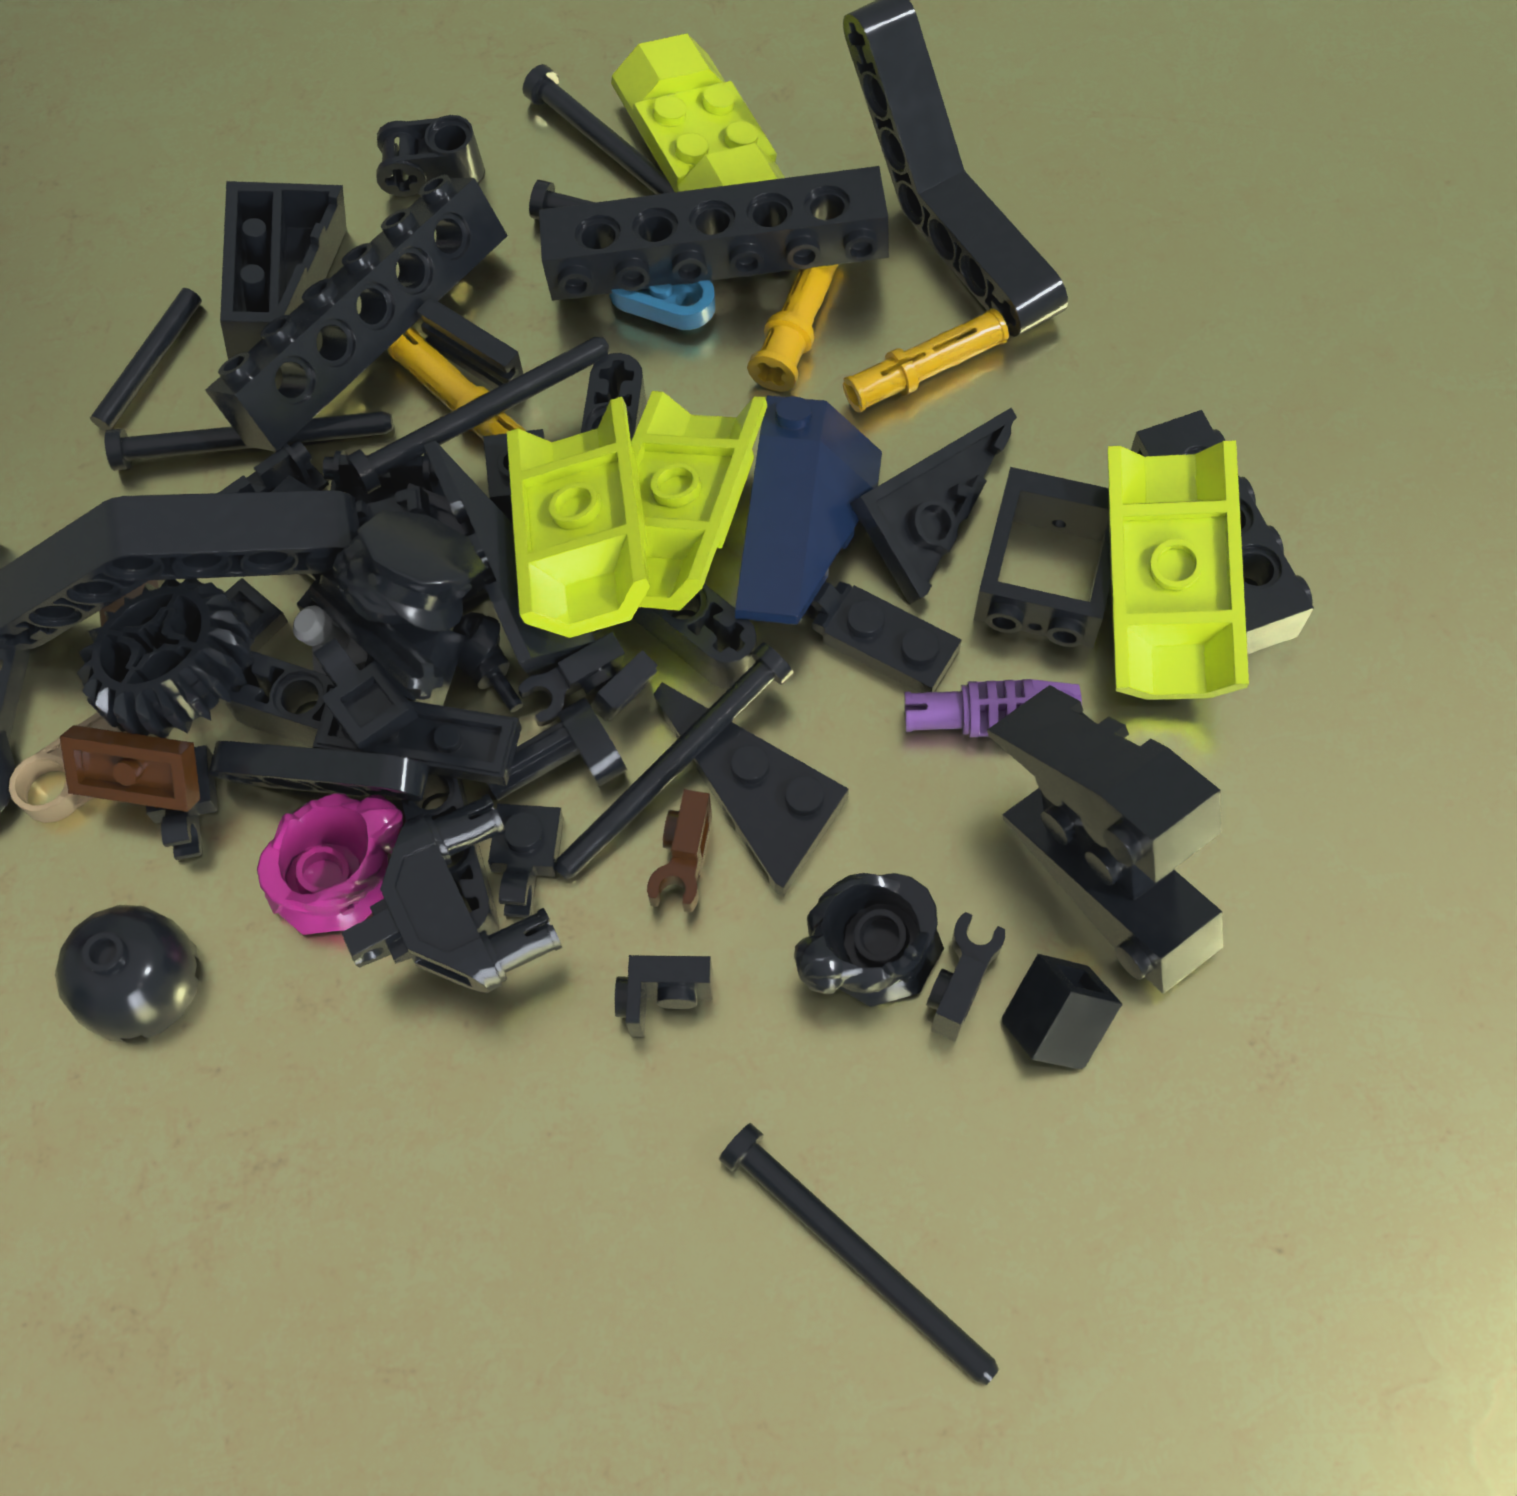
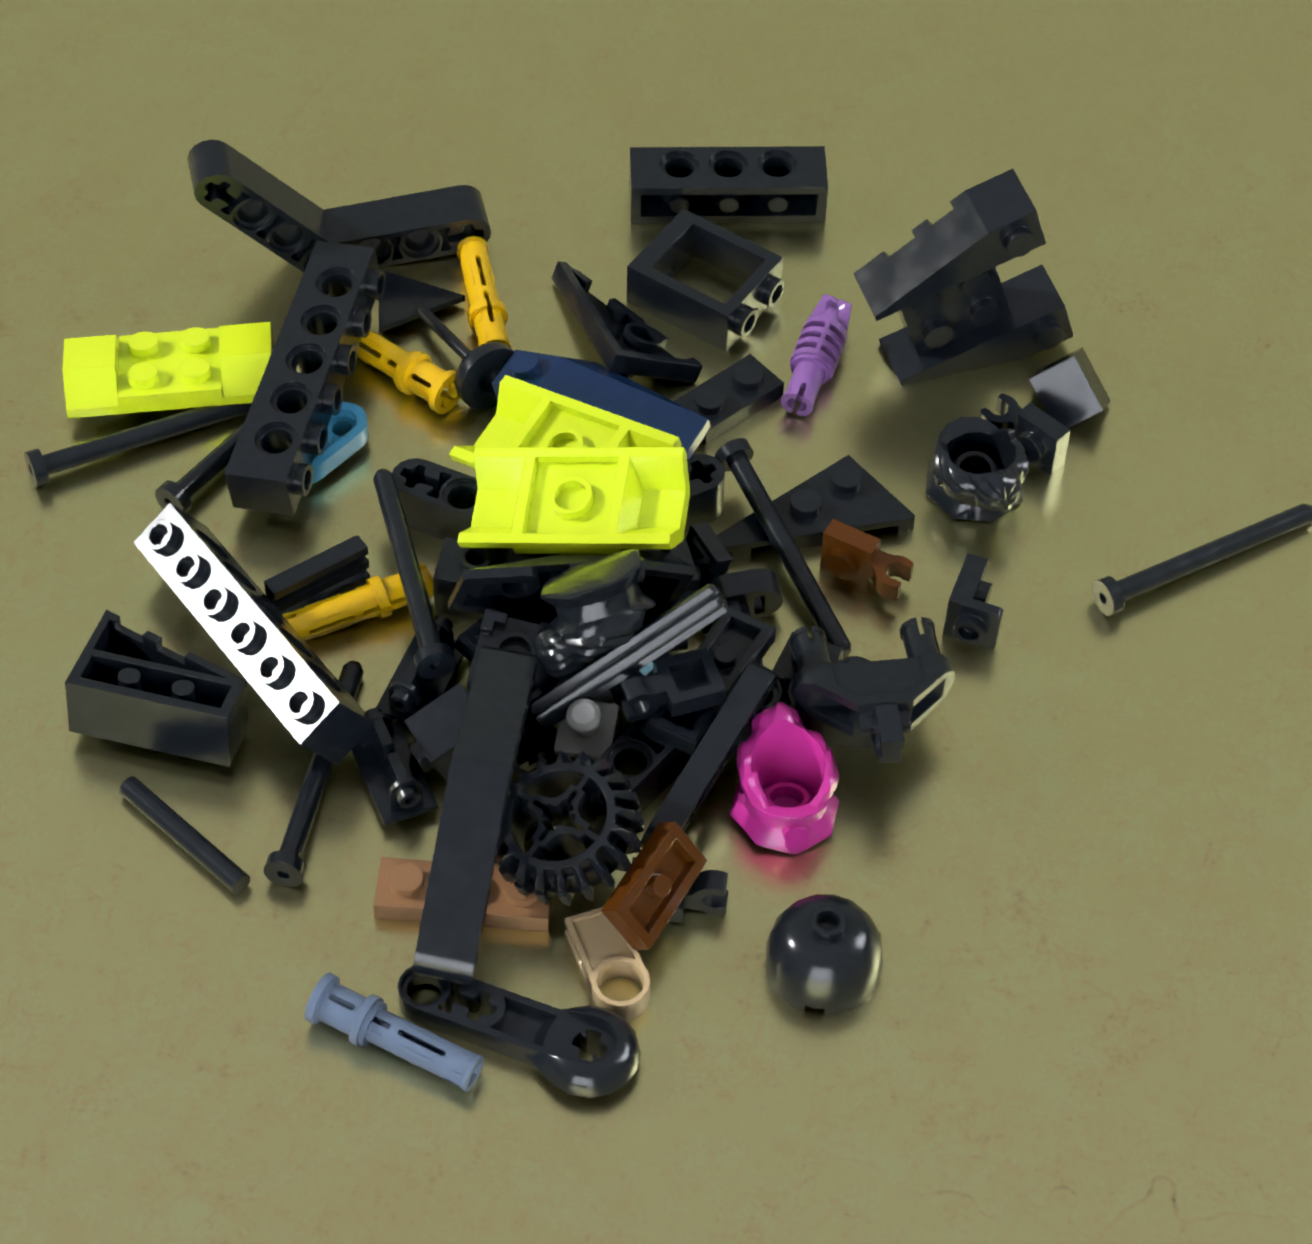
camera: 75 degrees left, 15 degrees down
(426, 151) = (76, 561): black piece -> none
(895, 295) = (411, 299): none -> black piece
(1177, 574) = (768, 196): neon yellow piece -> none

